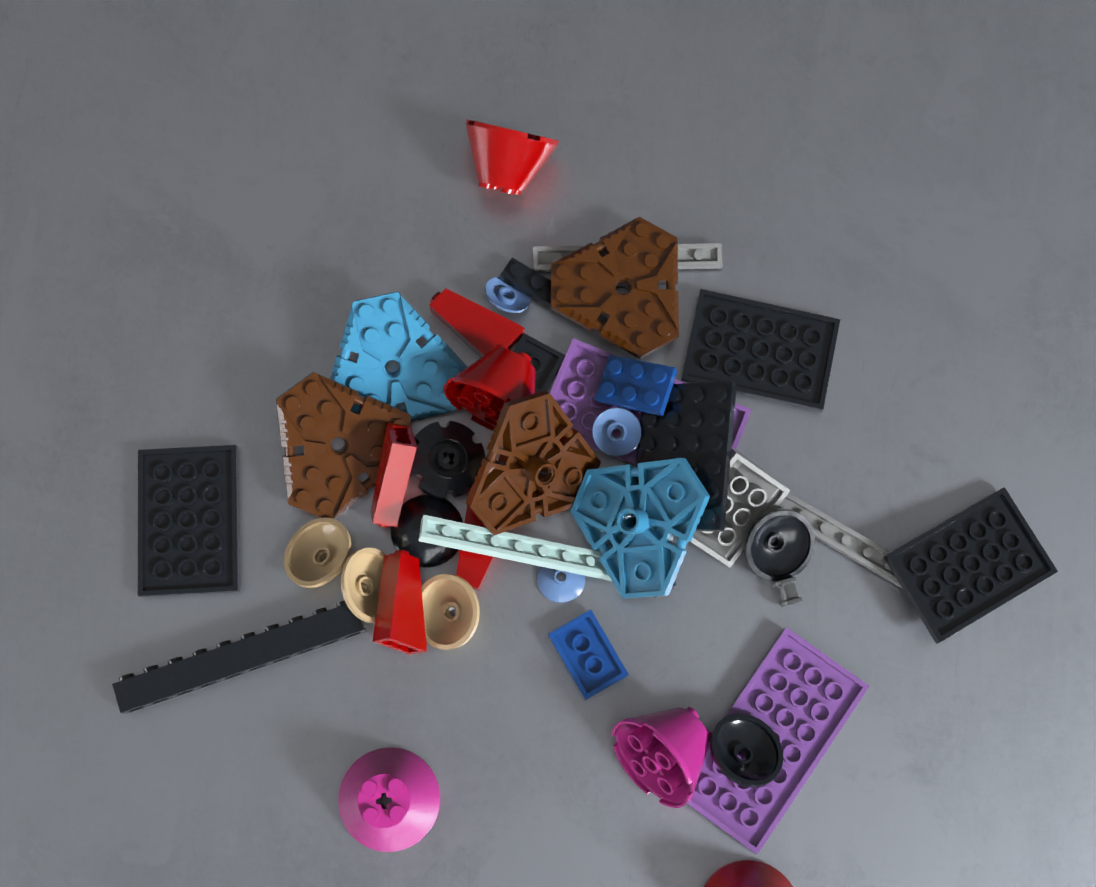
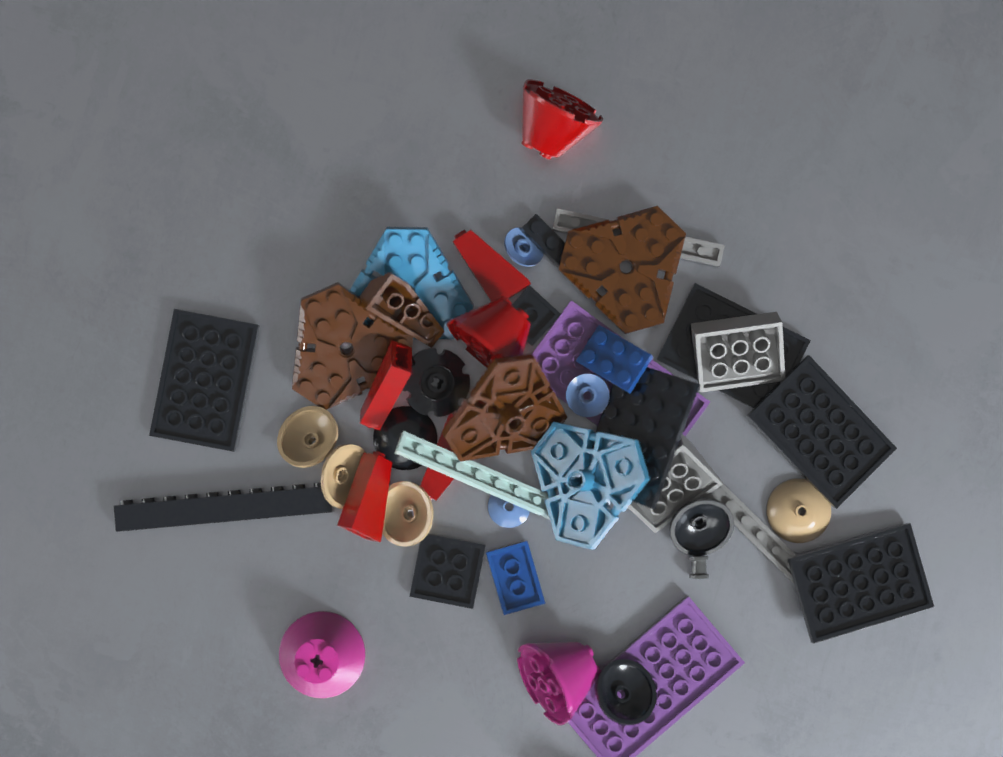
camera: 15 degrees right, 10 degrees up
(387, 380) = (400, 305): none -> reddish brown wedge
(509, 665) = (447, 570): none -> black plate
(768, 347) = (738, 351): none -> light grey slope
(866, 513) = (783, 511): none -> tan dish
(880, 412) = (821, 431): none -> black plate

